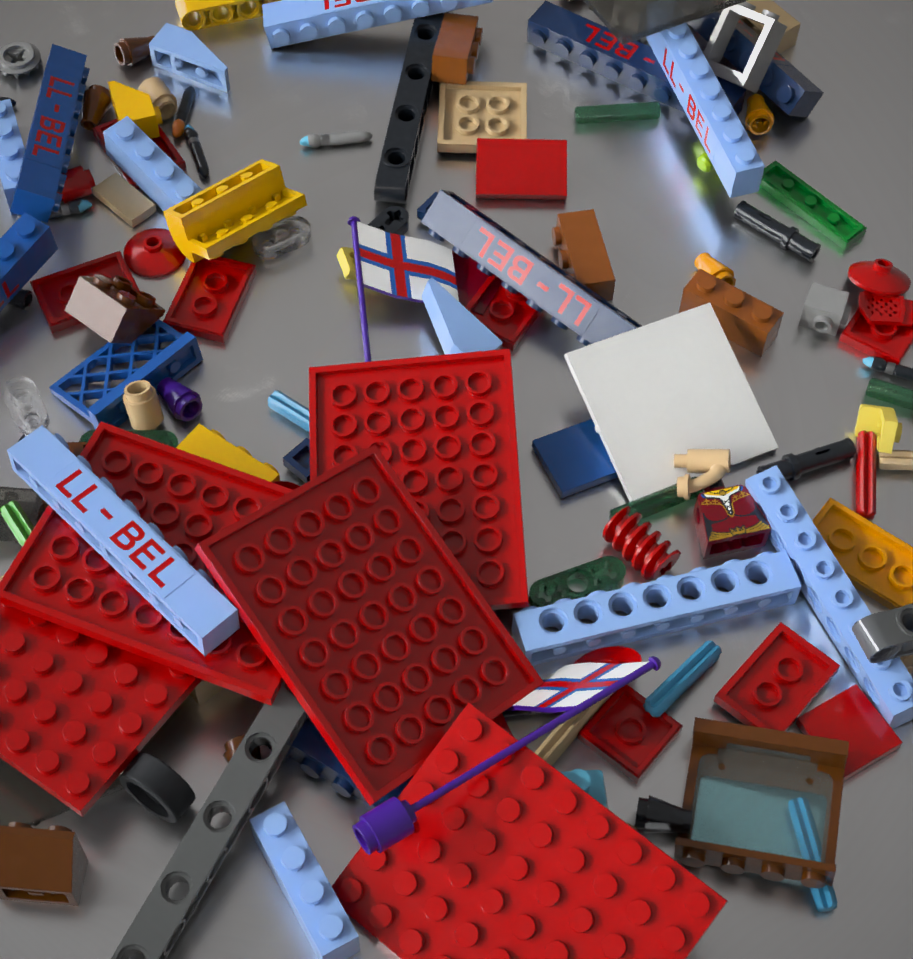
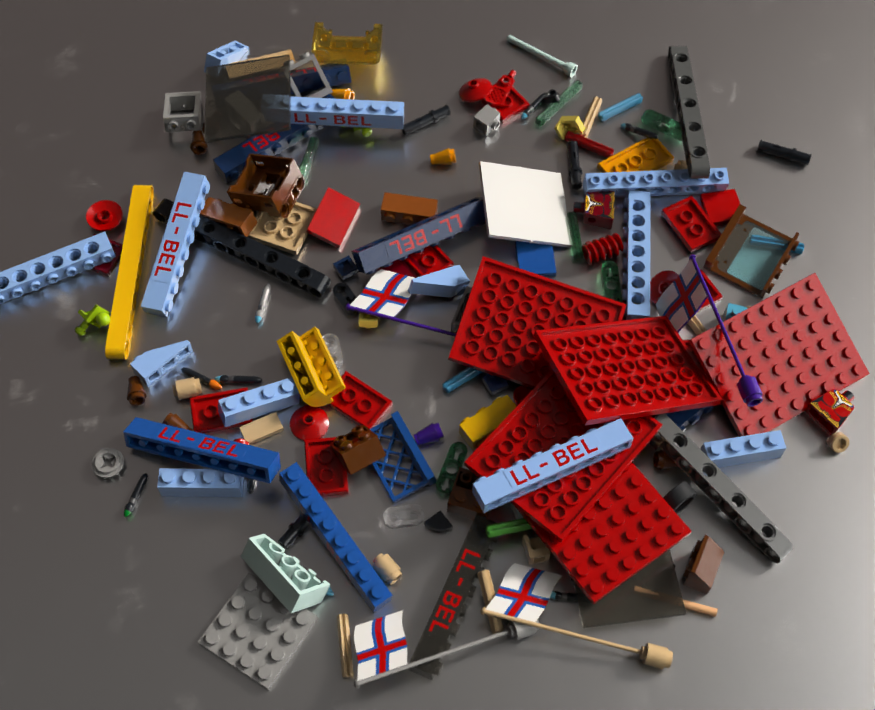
camera: 70 degrees left, 5 degrees up
(137, 107) = (199, 402): yellow slope -> none
(142, 405) = (434, 451): tan brick -> none
(522, 67) = (256, 180): none -> reddish brown piece
(661, 817) = (745, 295): black cone -> none
(682, 678) = (674, 254): dark azure axle -> none
(708, 461) = (565, 204): tan plant -> none
(741, 316) = (467, 162): dark orange brick -> none
(811, 205) = (420, 96): green tile -> none
(832, 69) = (347, 49): none -> clear yellow windscreen

